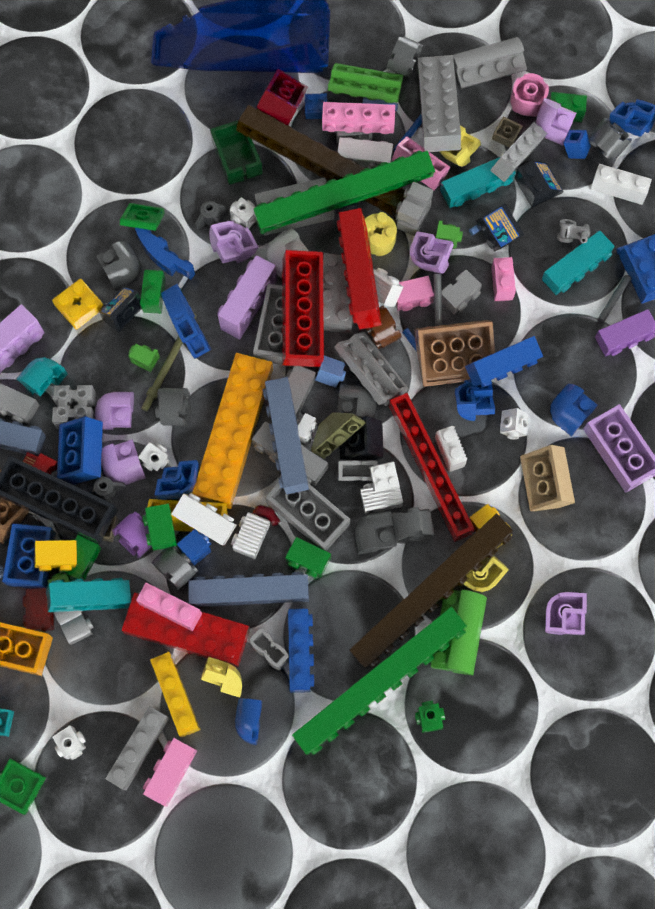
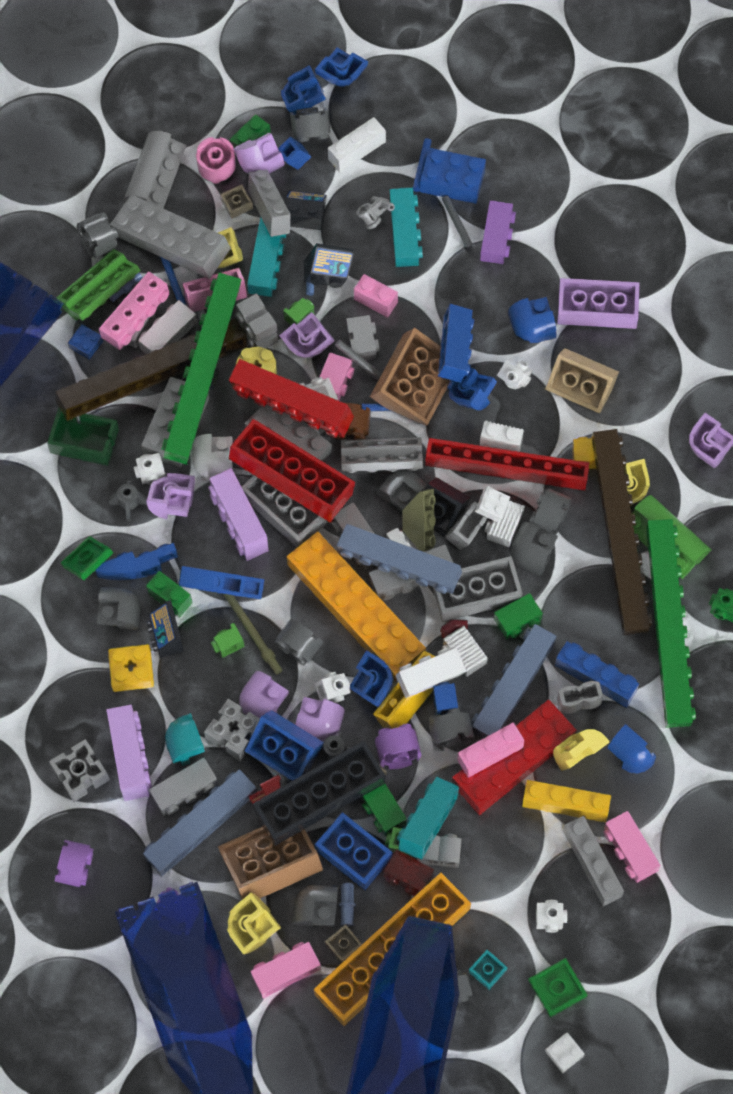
camera: 55 degrees left, 5 degrees down
(55, 555) = (373, 820): yellow brick -> none
(160, 526) = (412, 713): green brick -> none
(282, 97) = (64, 360): dark red brick -> none
(330, 372) = (363, 491): medium blue brick -> none

